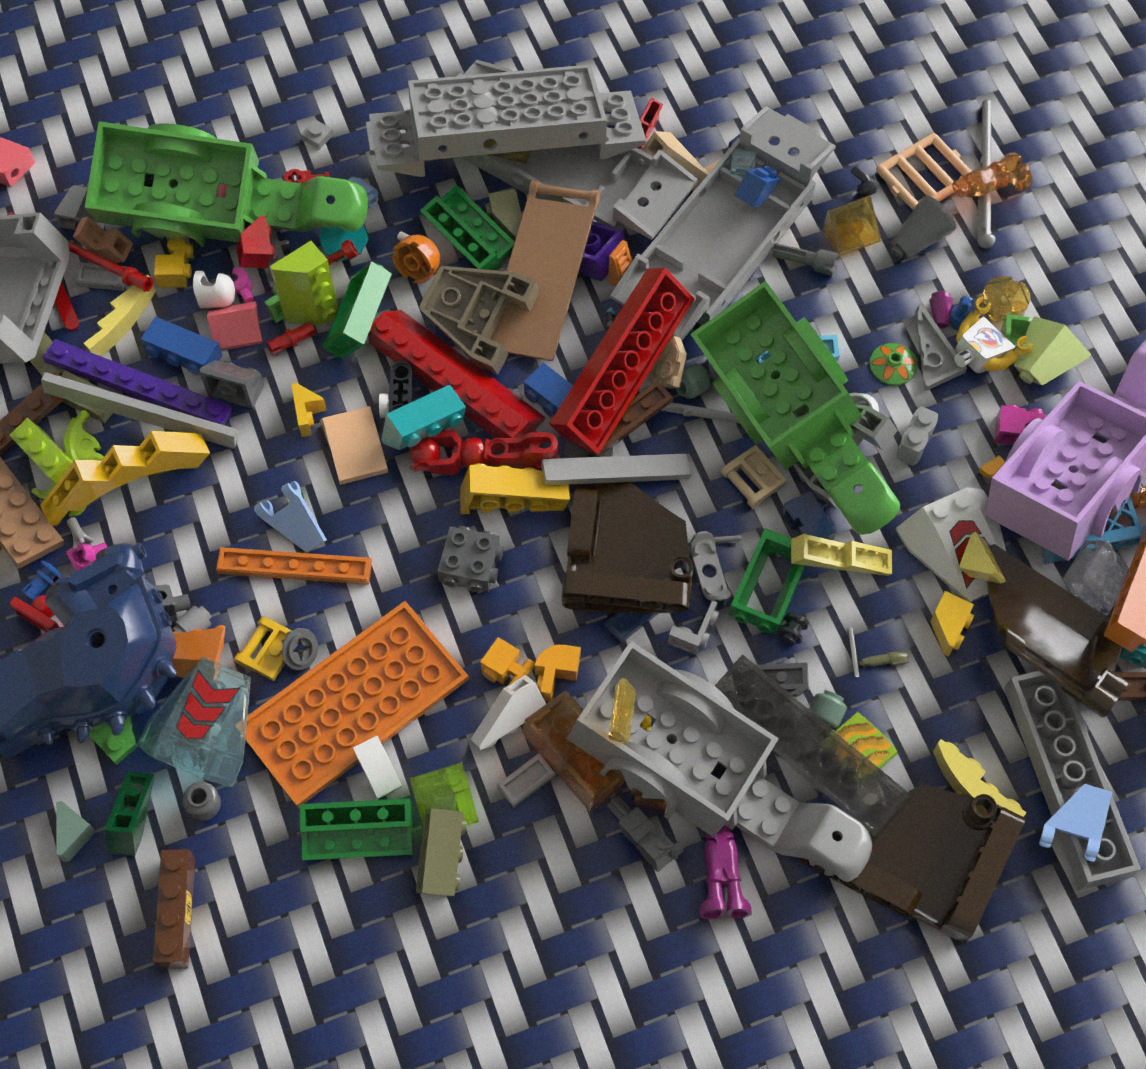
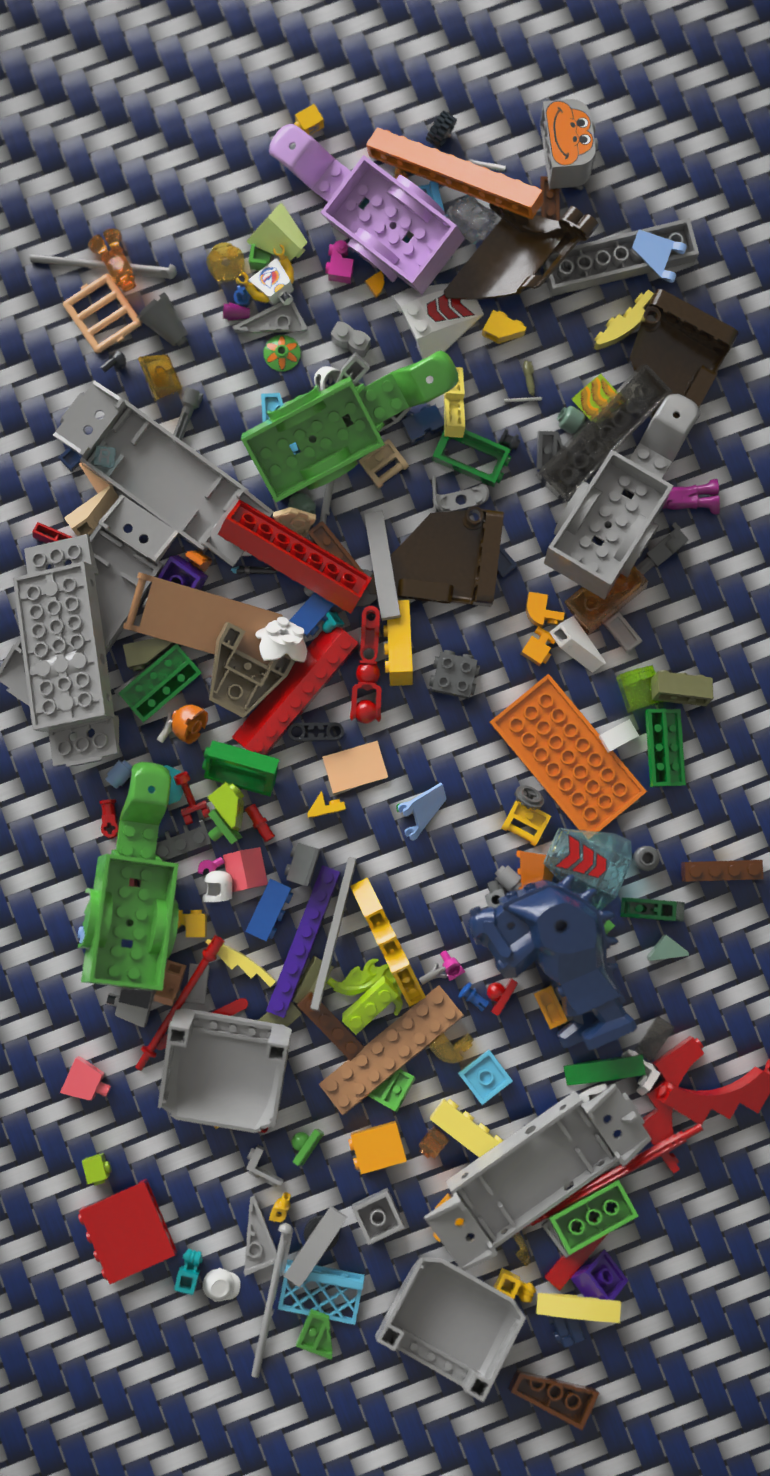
camera: 90 degrees left, 20 degrees up
(254, 245) = (181, 852): red slope -> none
(294, 565) = (457, 807): orange tile -> none
(317, 134) = (55, 815): light grey plate -> none
(383, 405) = (323, 744): white tile -> none
(423, 418) = (346, 709): teal slope -> none
(516, 351) = (282, 638): none -> white brick
(542, 413) = (332, 622): none -> teal piece
(622, 712) = (605, 554): clear yellow slope -> none
(685, 639) = (517, 506): light grey bracket -> none
(757, 185) = (131, 445): blue slope -> none
(979, 561) = (462, 300): light yellow slope -> none

